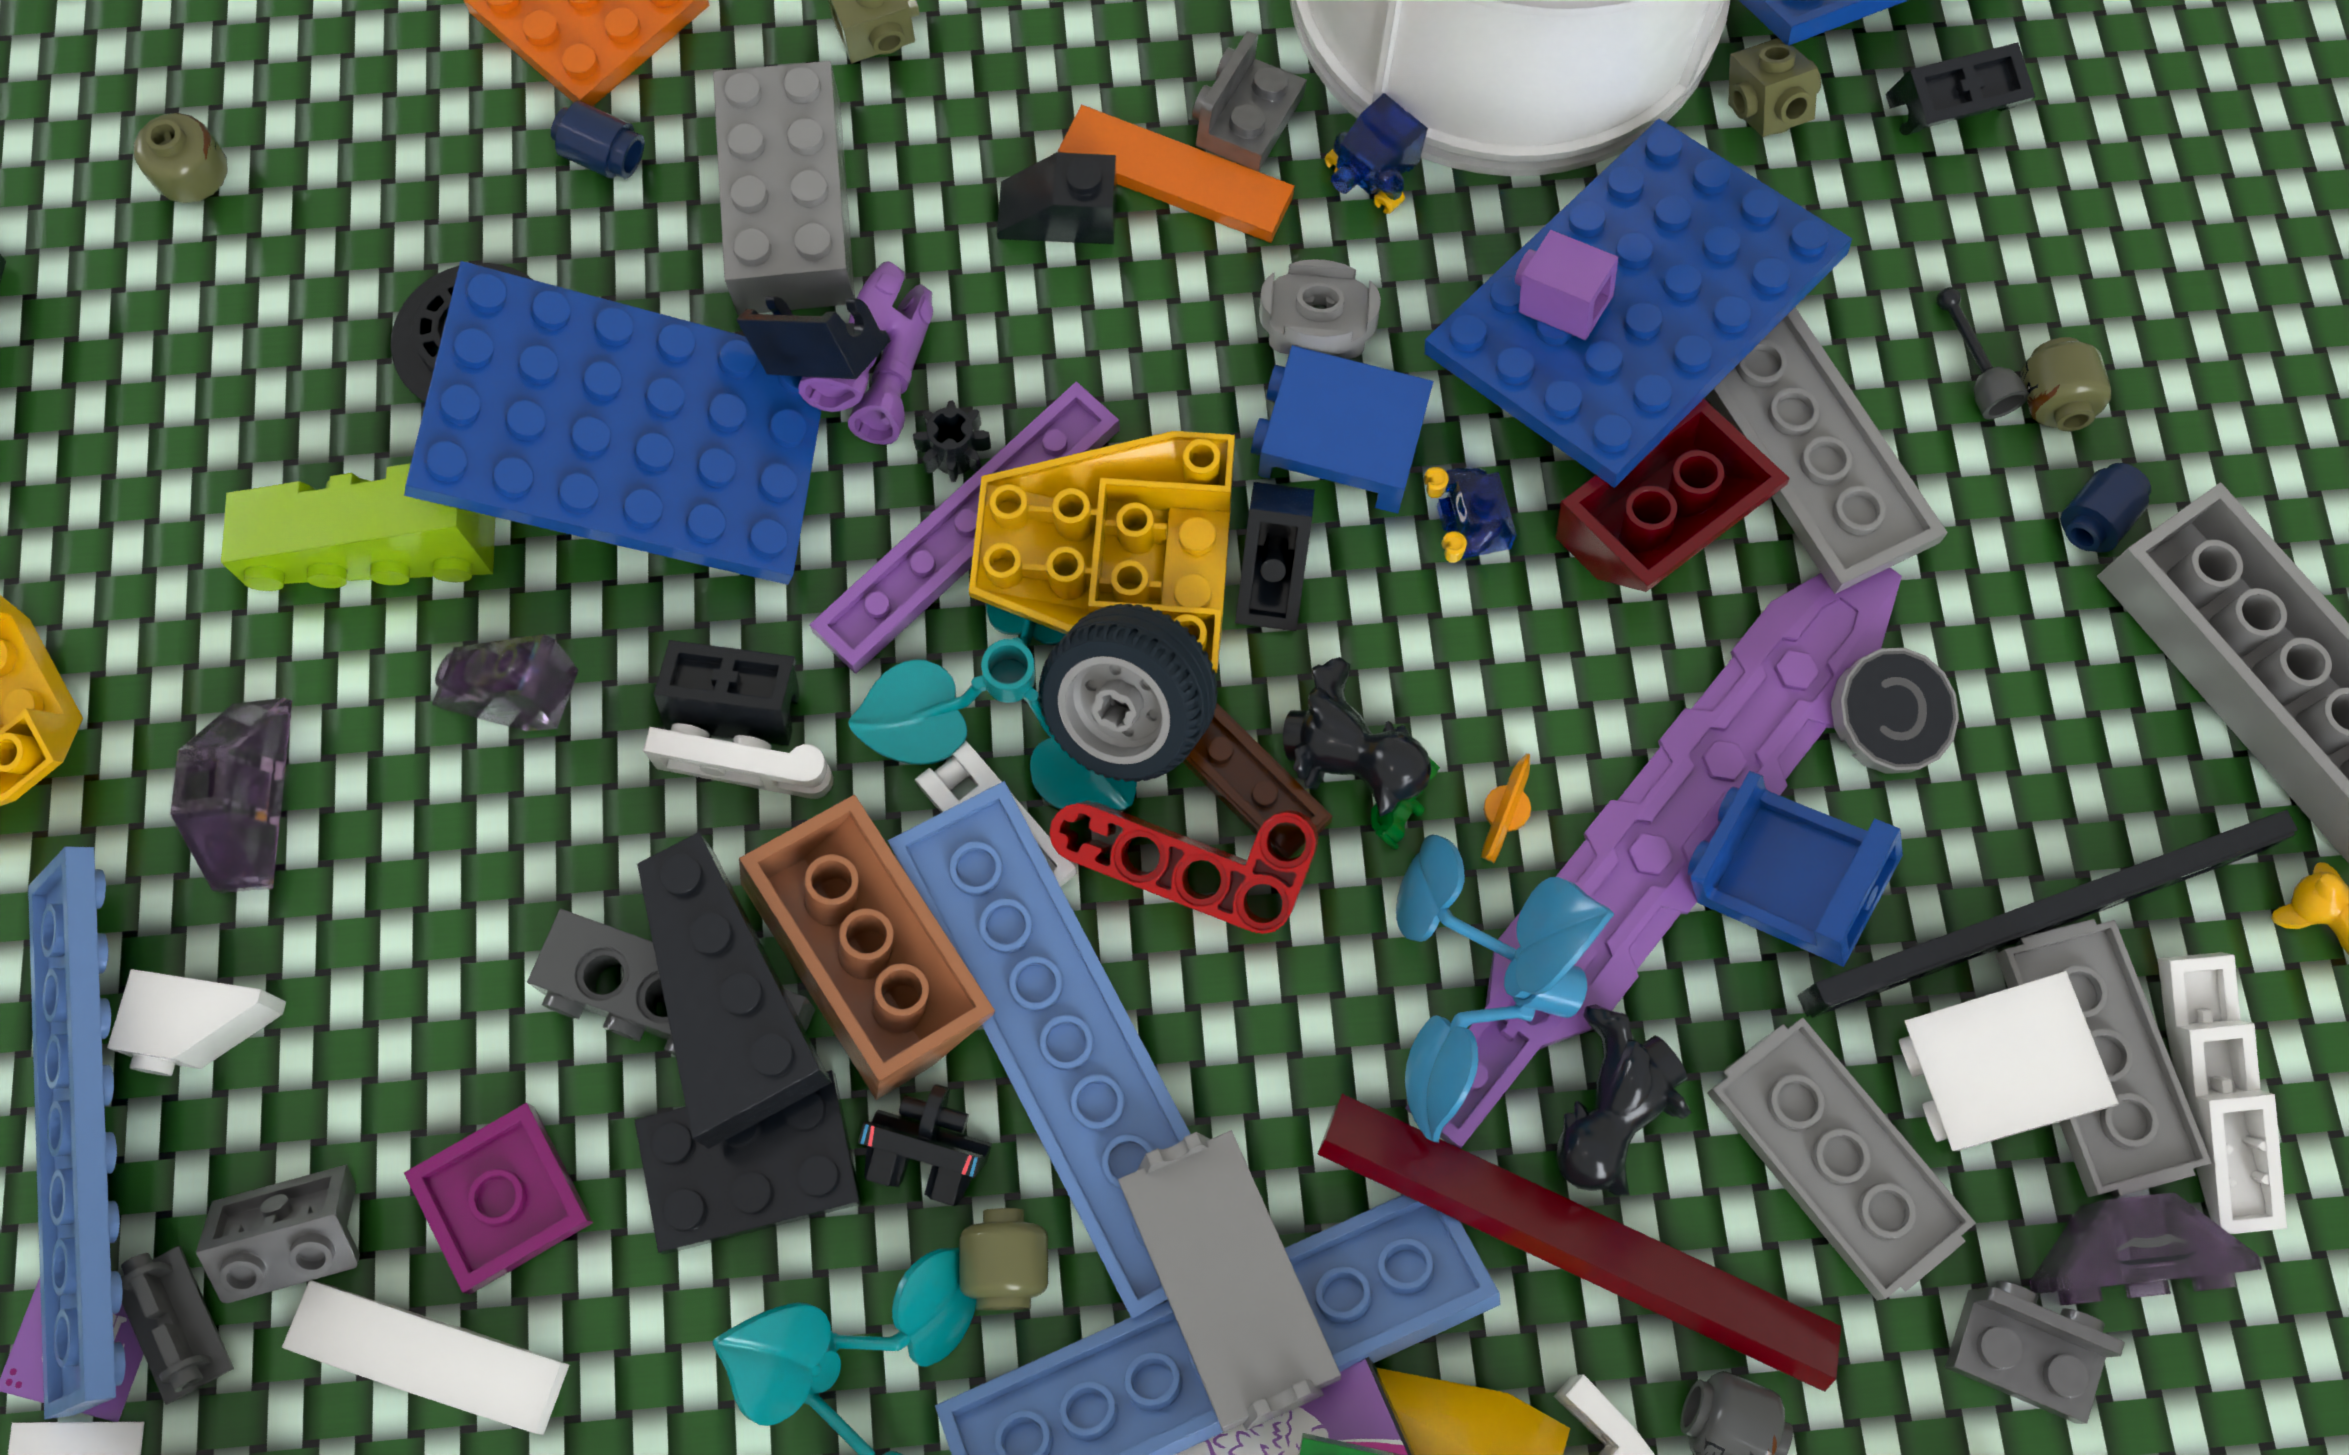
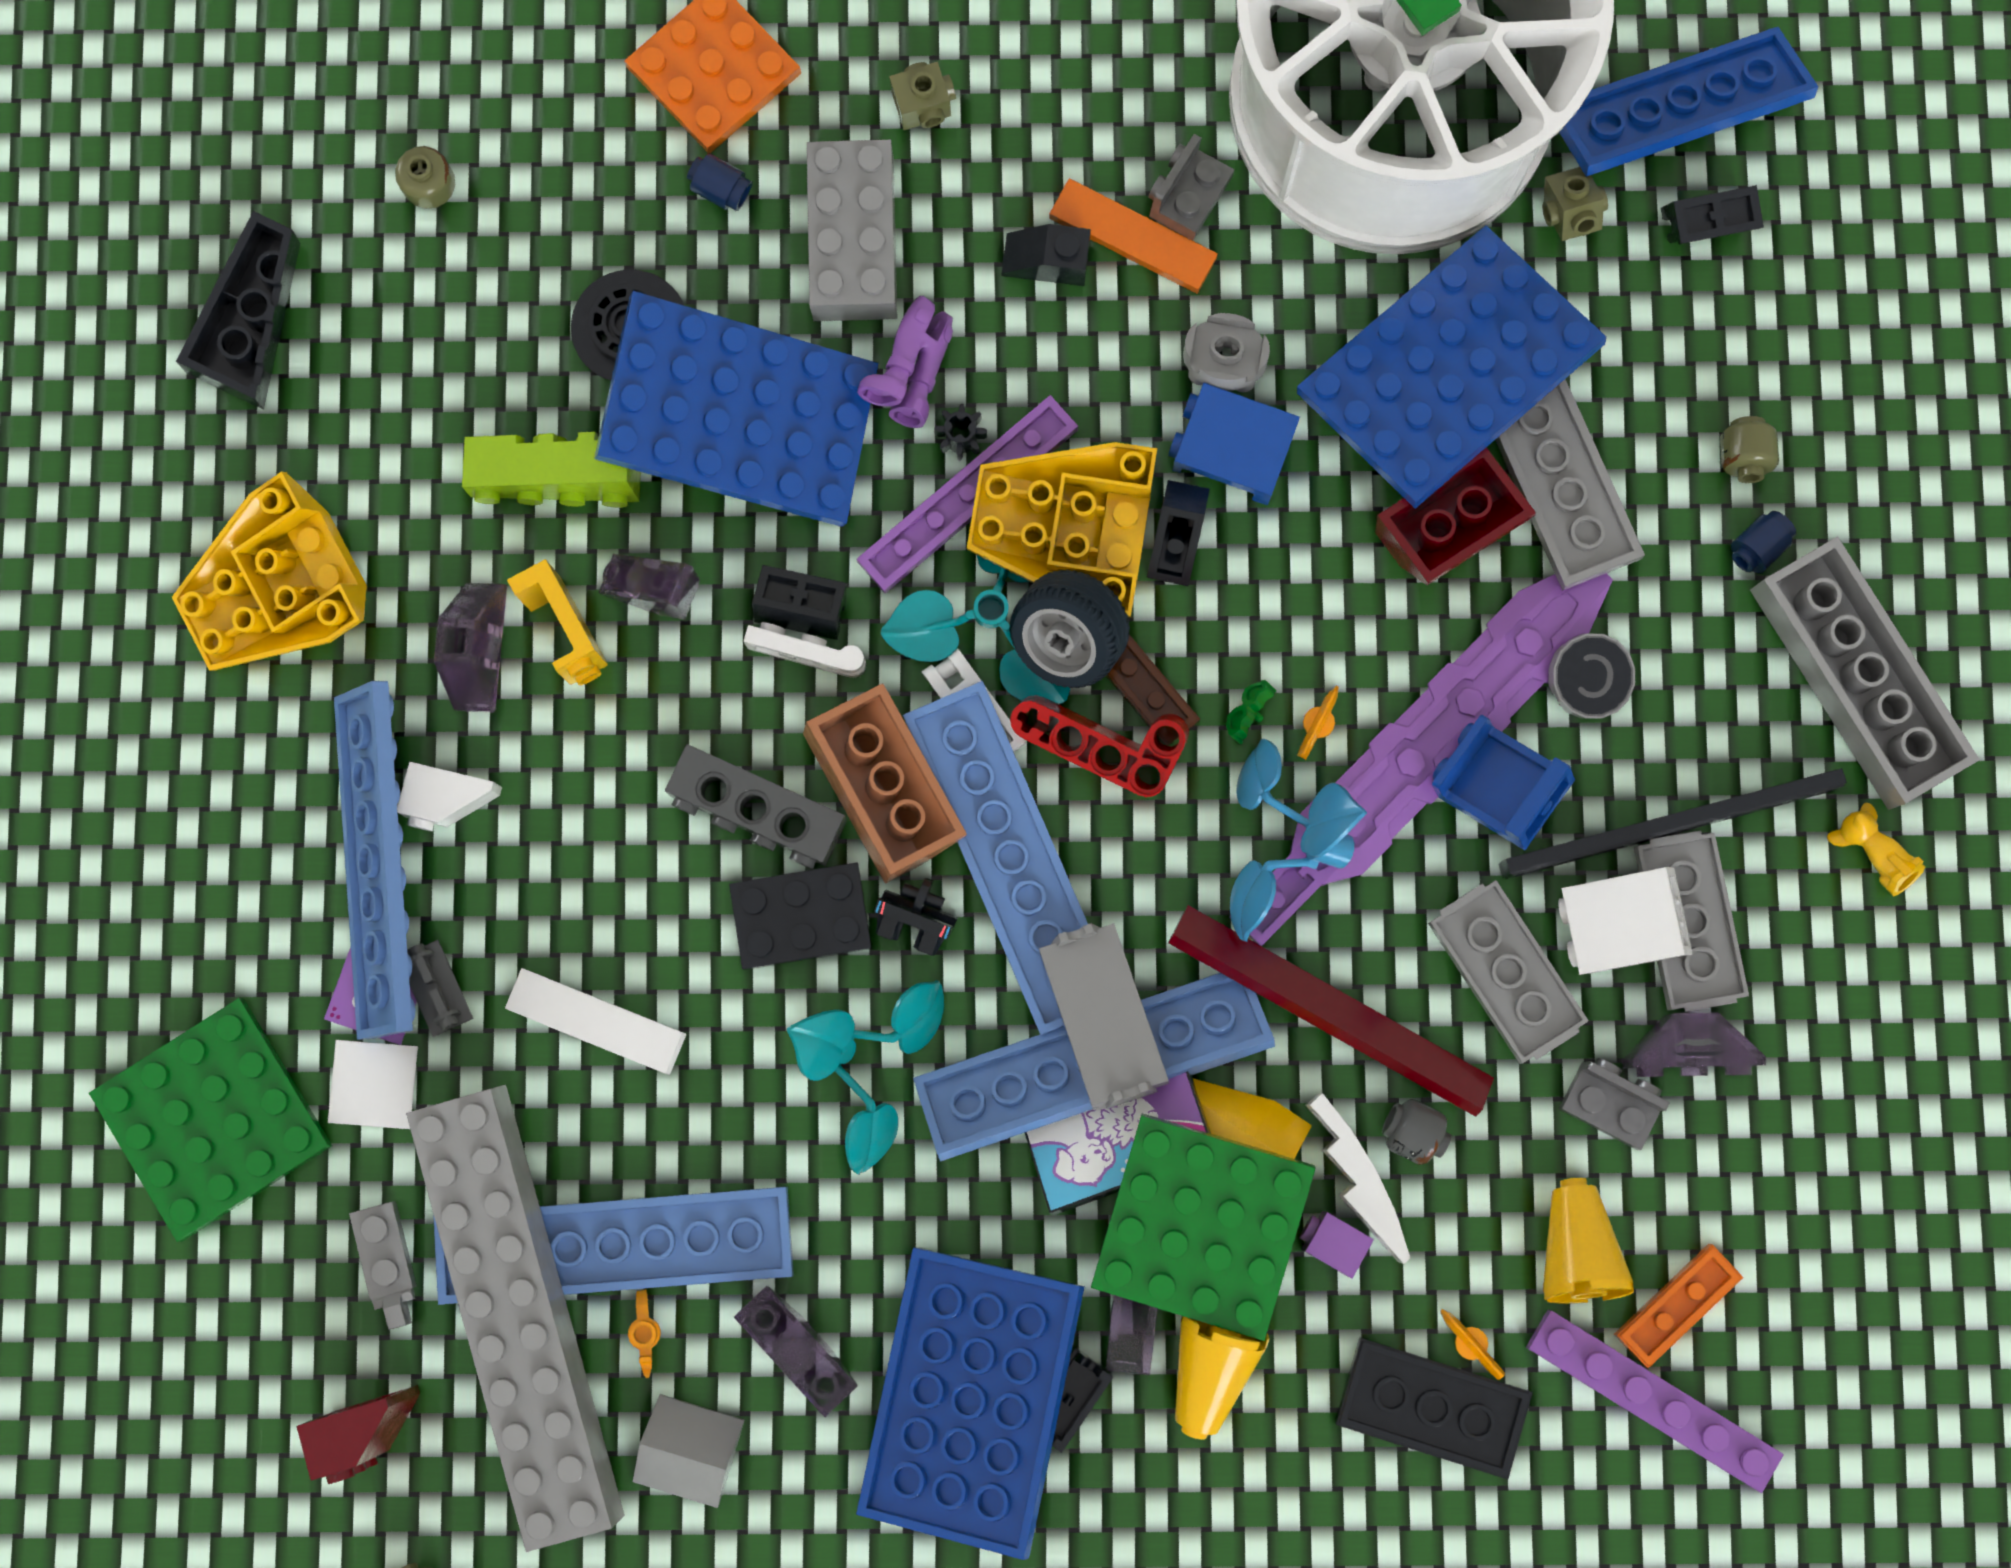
camera: 10 degrees right, 10 degrees up
(279, 1235) = (504, 938): flat silver bracket -> none
(340, 699) = (543, 585): none -> yellow panel
(498, 1198) = (641, 926): magenta plate -> none
(726, 1009) = (795, 818): black wedge -> none
(813, 344) = (871, 363): black hinge -> none
(1003, 1260) = (962, 992): olive head -> none
(1338, 741) = (1207, 668): black animal -> none
(1377, 152) = (1279, 235): clear blue piece -> none
(1472, 512) = (1320, 511): clear blue piece -> none
(1566, 283) = (1397, 360): medium lavender brick -> none
(1632, 1091) = (1376, 919): black animal -> none
(1997, 388) = (1701, 447): dark grey hinge -> none
(2221, 1081) = (1767, 950): white slope -> none

